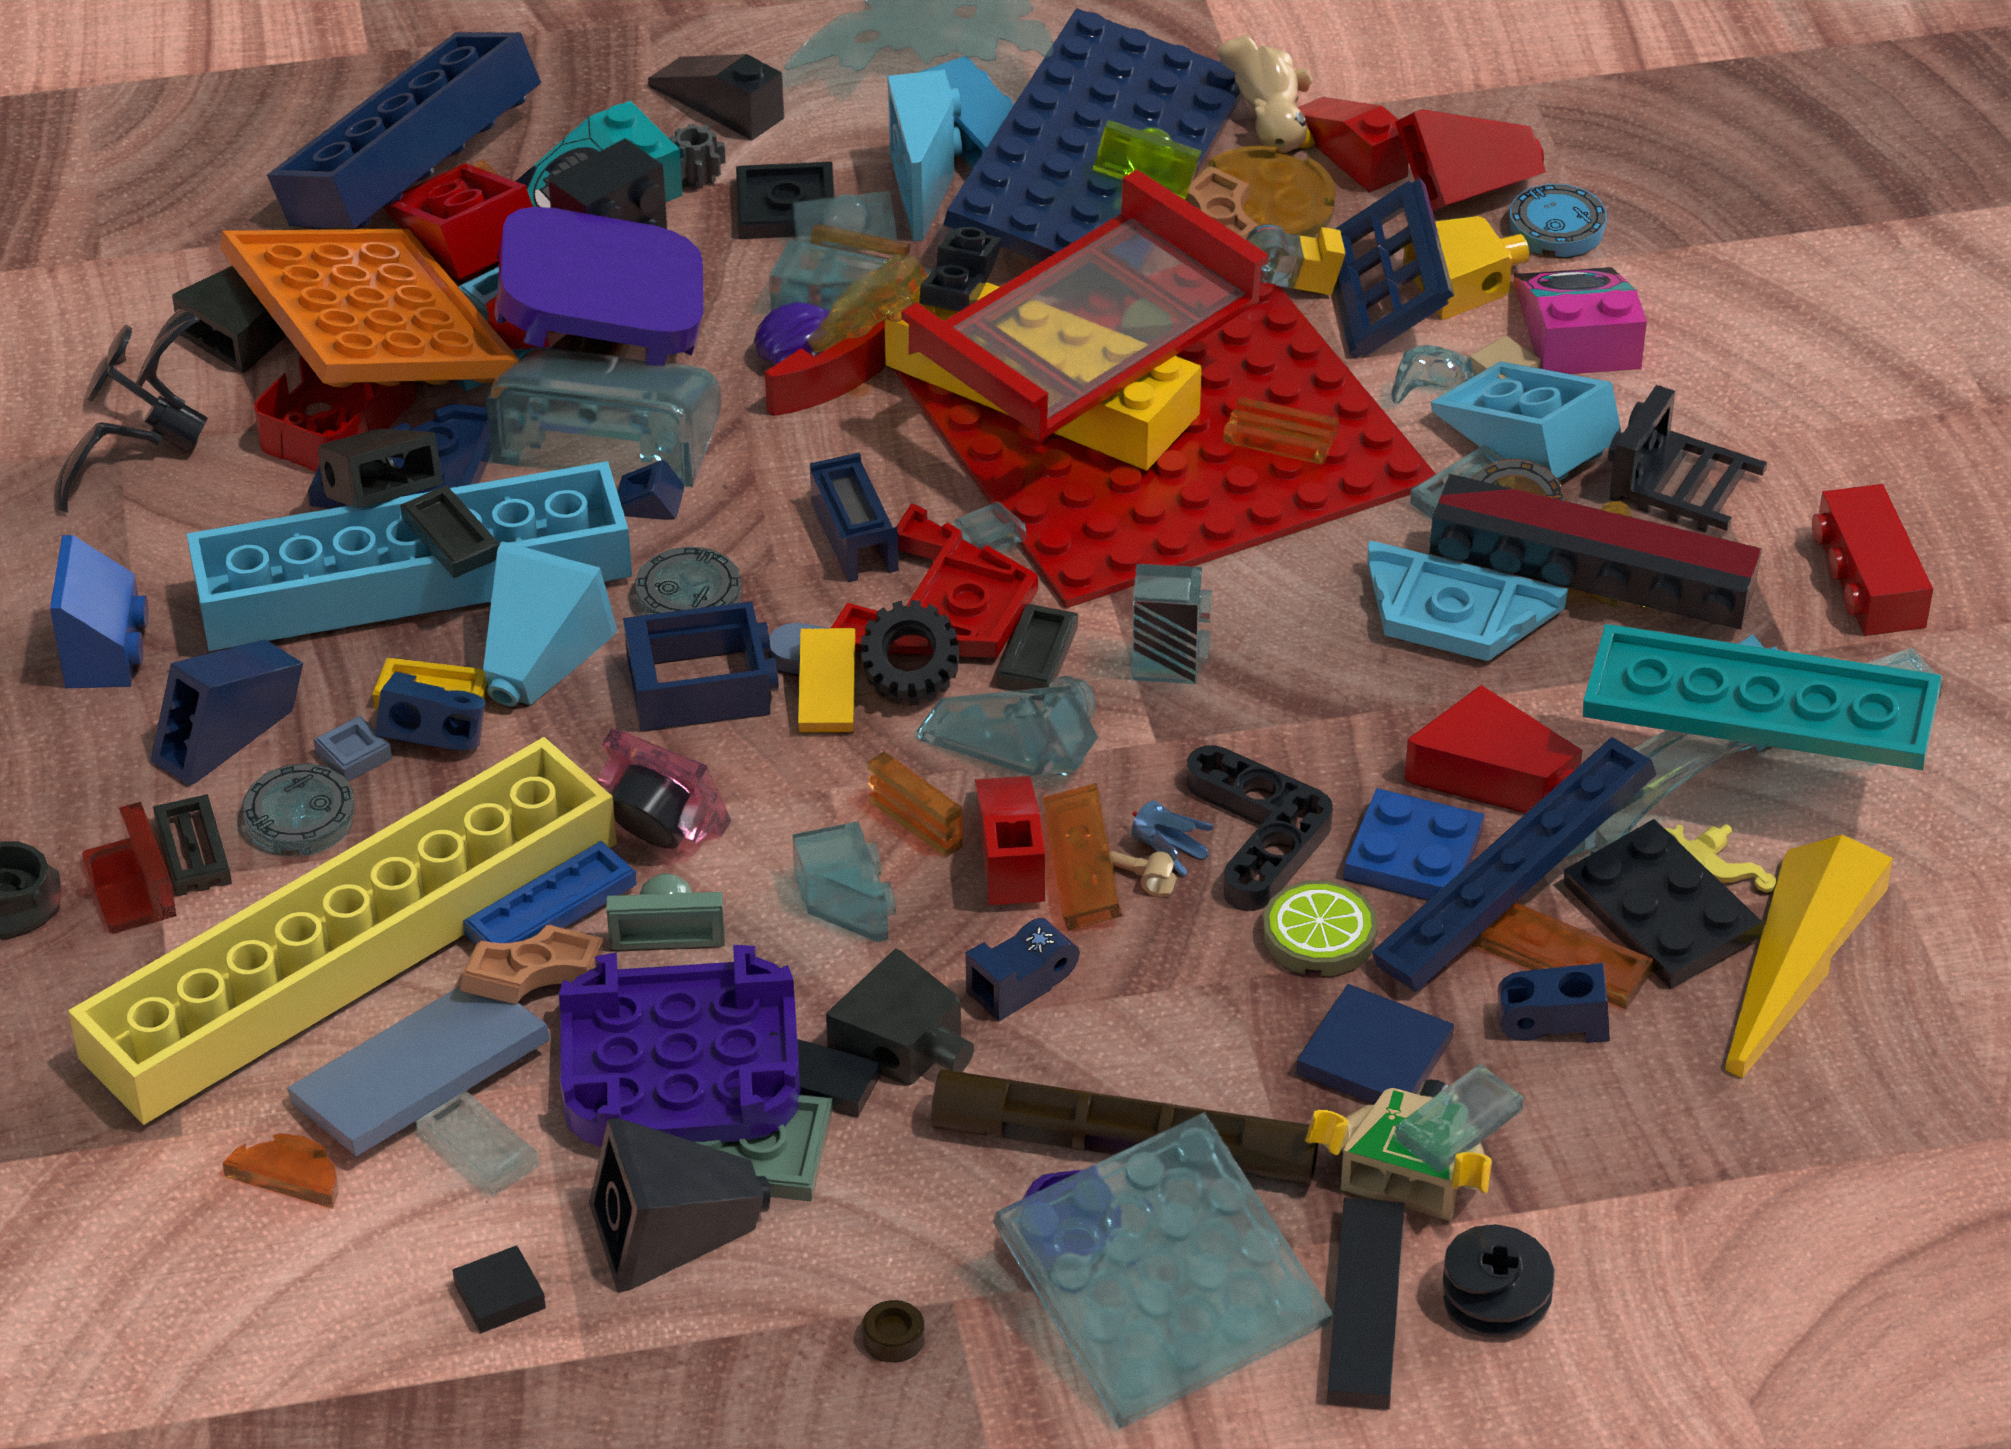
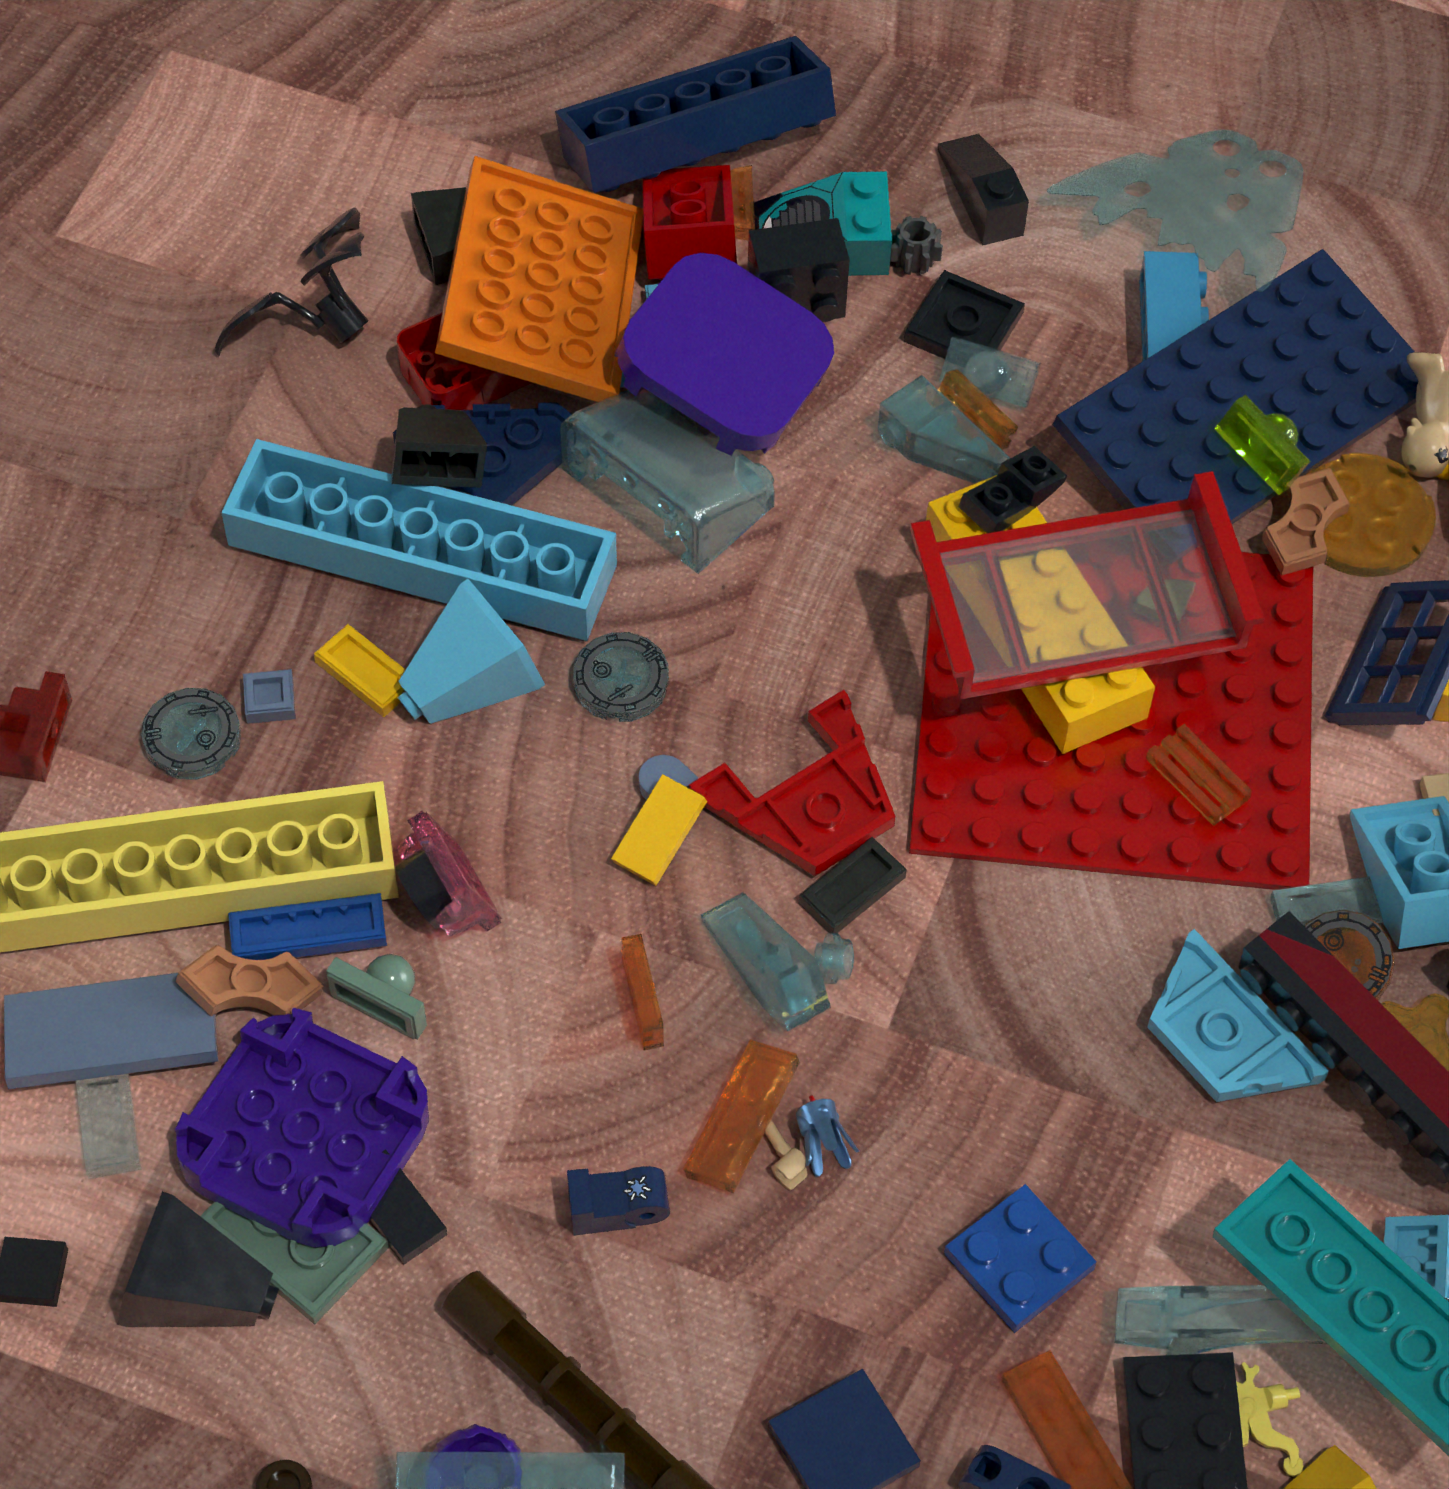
camera: 30 degrees right, 15 degrees up
(96, 617) = (152, 476): blue slope -> none
(199, 873) = (84, 757): pearl dark grey tile -> none
(222, 705) = (193, 608): dark blue slope -> none
(429, 714) = (334, 699): dark blue leg -> none
(450, 531) = (445, 542): pearl dark grey tile -> none
(651, 492) = (657, 565): dark blue slope -> none
(695, 635) = (579, 725): dark blue window -> none
(787, 330) = (874, 475): dark purple hair -> none
(809, 380) = (844, 520): red slope -> none
(841, 880) = (534, 1032): clear light blue slope -> none
(851, 512) = (792, 672): dark blue window -> none
(870, 300) = (935, 478): clear yellow tile -> none
(901, 1020) = (483, 1201): pearl dark grey torso -> none
(910, 621) = (705, 835): black tyre -> none
(923, 142) = (1097, 331): medium azure slope -> none
(992, 527) = (896, 745): clear light blue tile -> none
(1011, 840) = (692, 1065): red slope -> none
(1167, 623) = (956, 930): clear light blue brick -> none
(1223, 780) = (928, 1158): black beam -> none
(1300, 260) = (1335, 600): leg -> none
(1320, 927) = (884, 1295): tile -> none
(1431, 368) = (1376, 770): clear light blue hair -> none
(1490, 753) = (1145, 1209): red slope -> none
(1513, 864) = (1070, 1338): dark blue plate -> none

